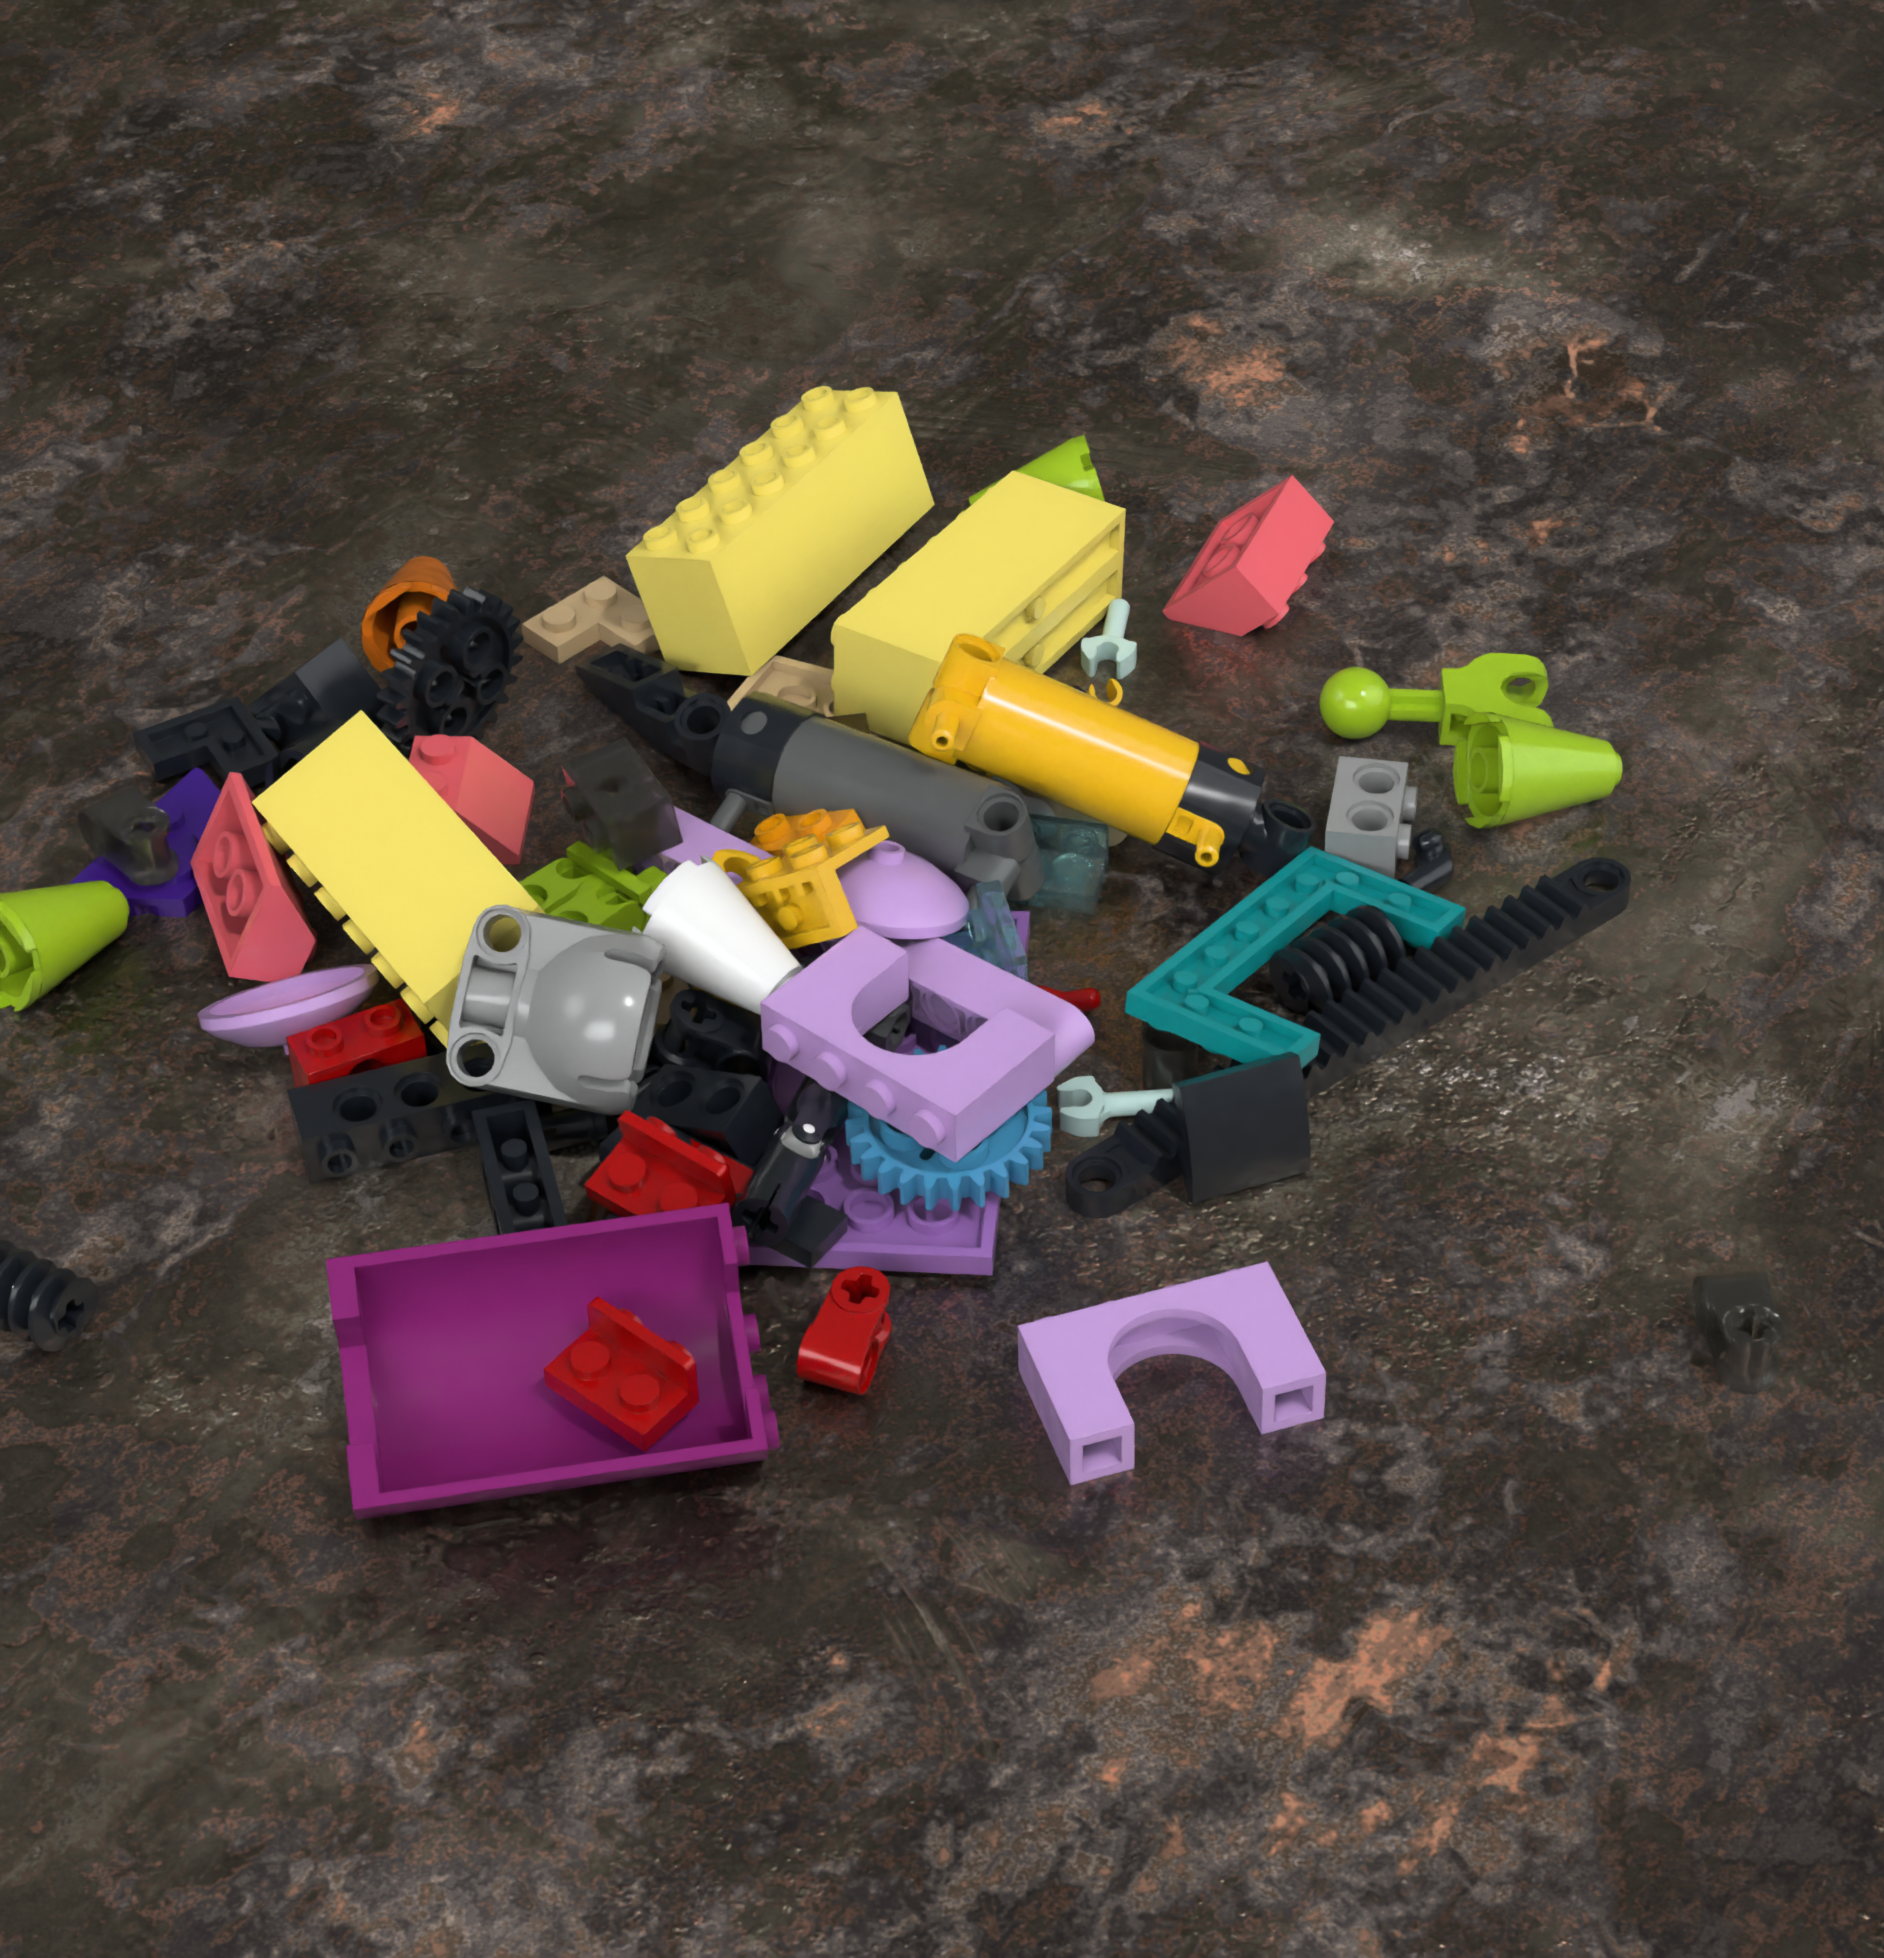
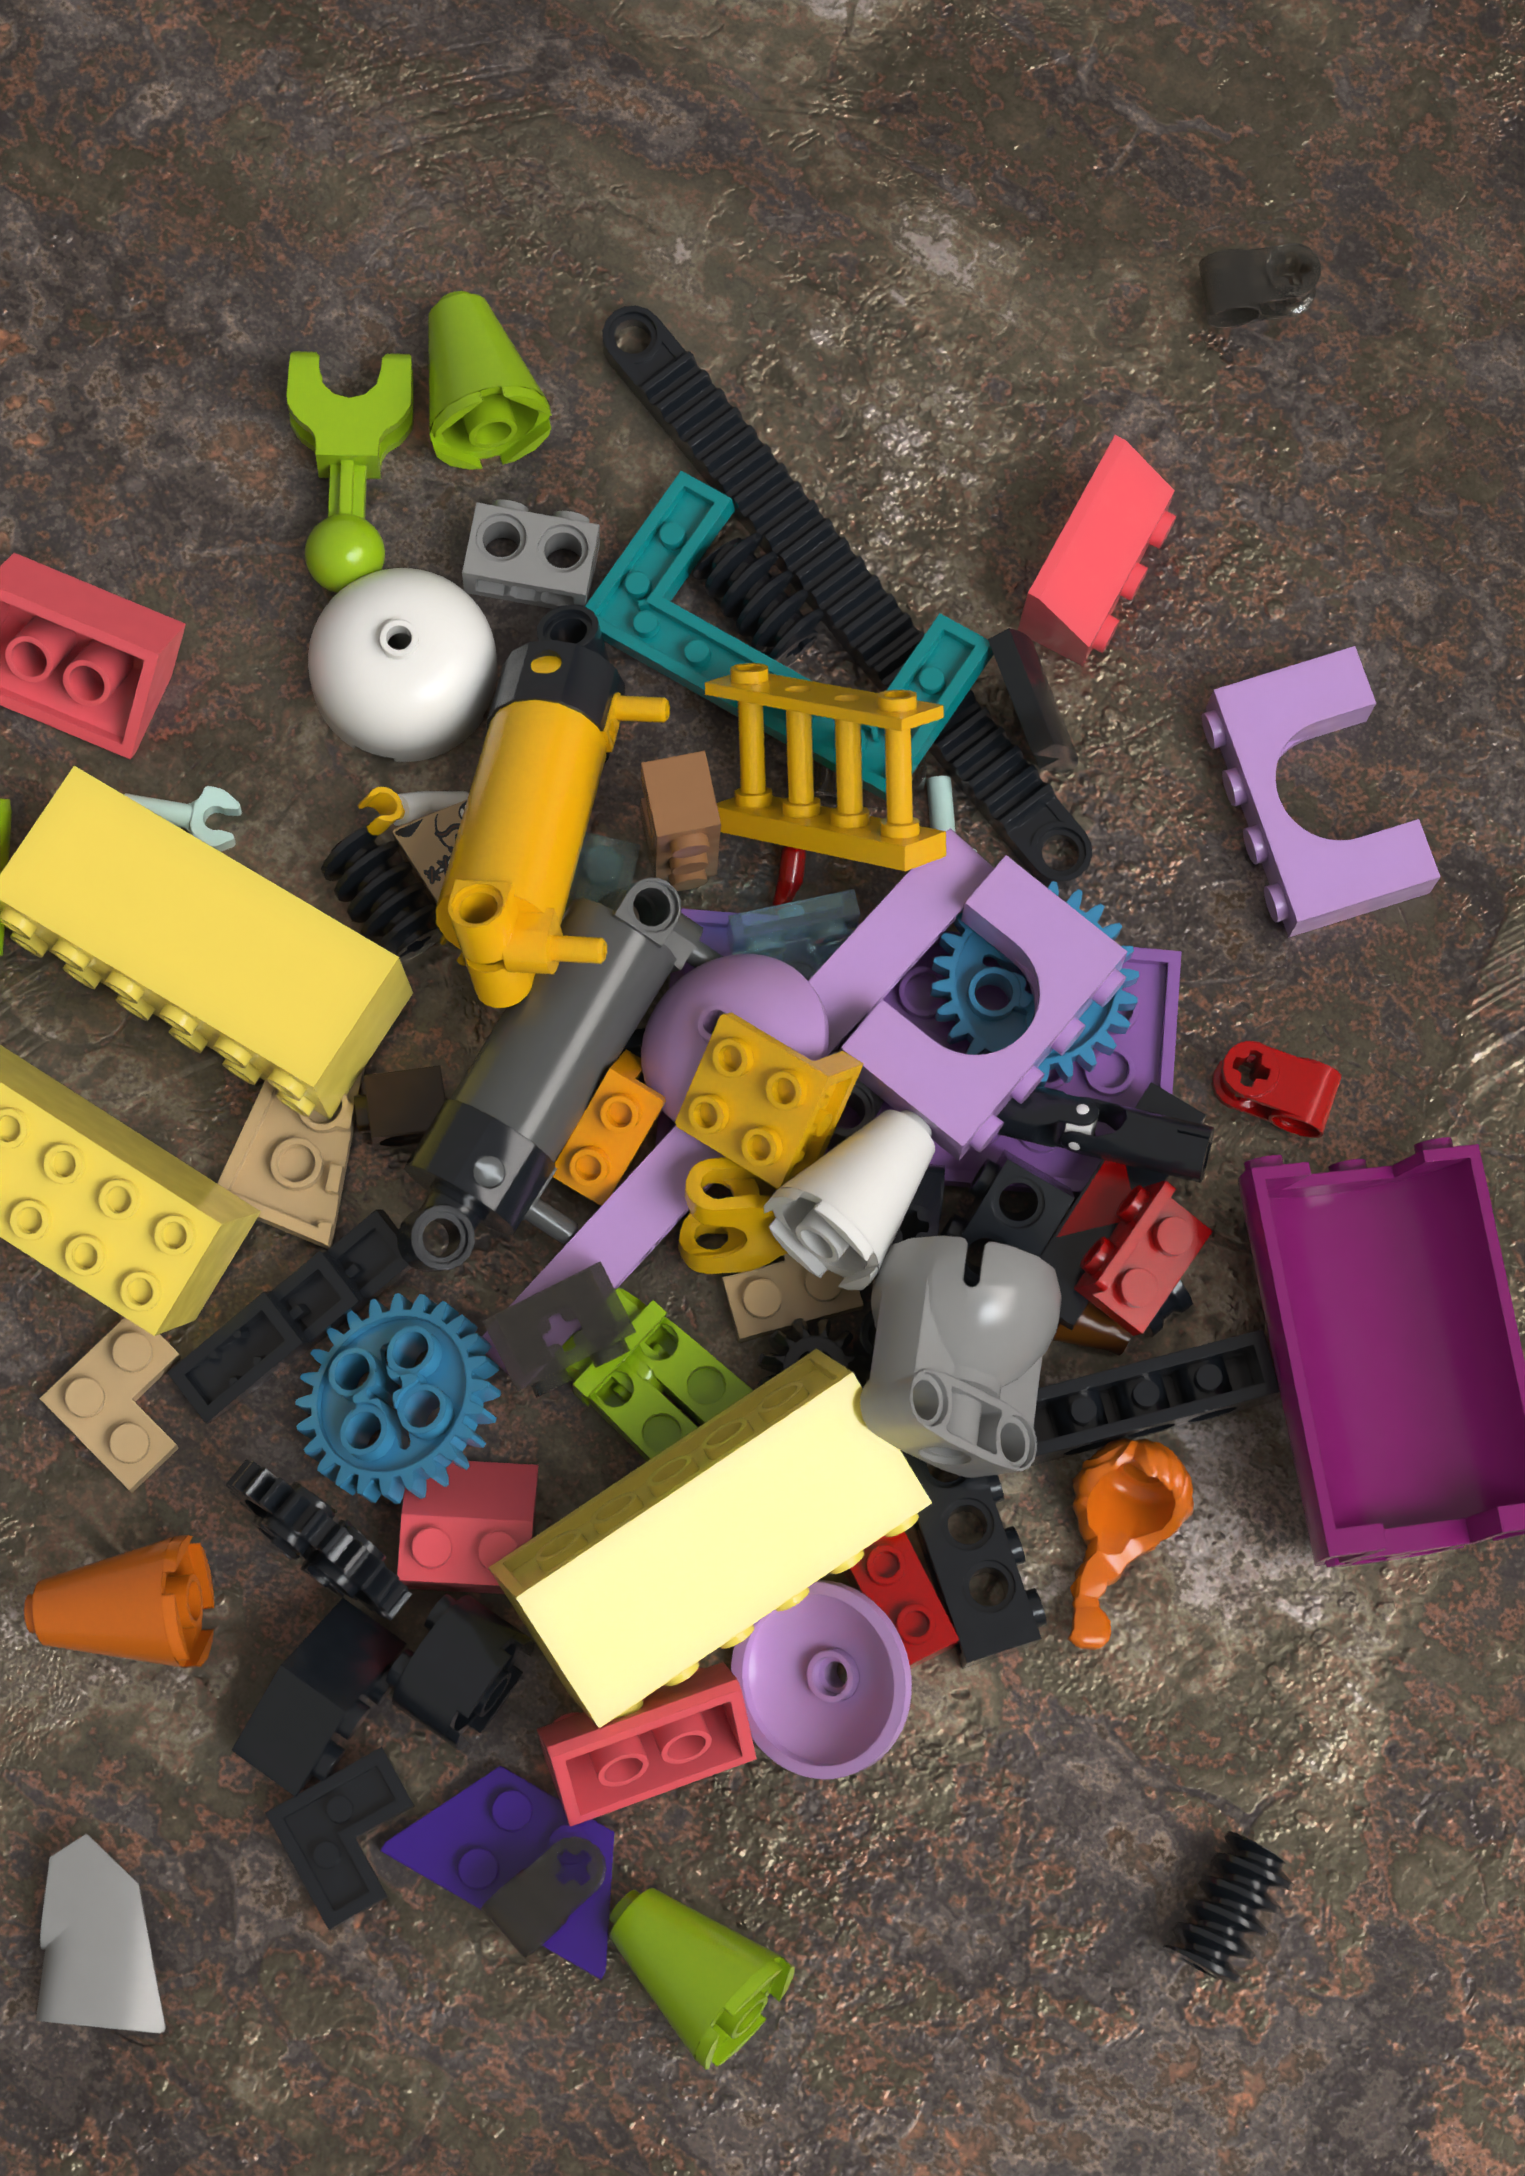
camera: 100 degrees left, 35 degrees up
(134, 614) = (96, 1945): none -> light grey panel
(433, 1211) = (1124, 1507): none -> orange hair
(548, 736) = (447, 1378): none -> dark azure gear
(626, 1375) = (1370, 1290): red bracket -> none
(1095, 832) = (680, 819): none -> medium nougat arch
(1118, 952) = (800, 819): none -> yellow fence
(1273, 723) = (407, 699): none -> white cylinder
(1412, 1175) = (1099, 555): none -> coral slope
(1432, 861) = (598, 501): black arm -> none

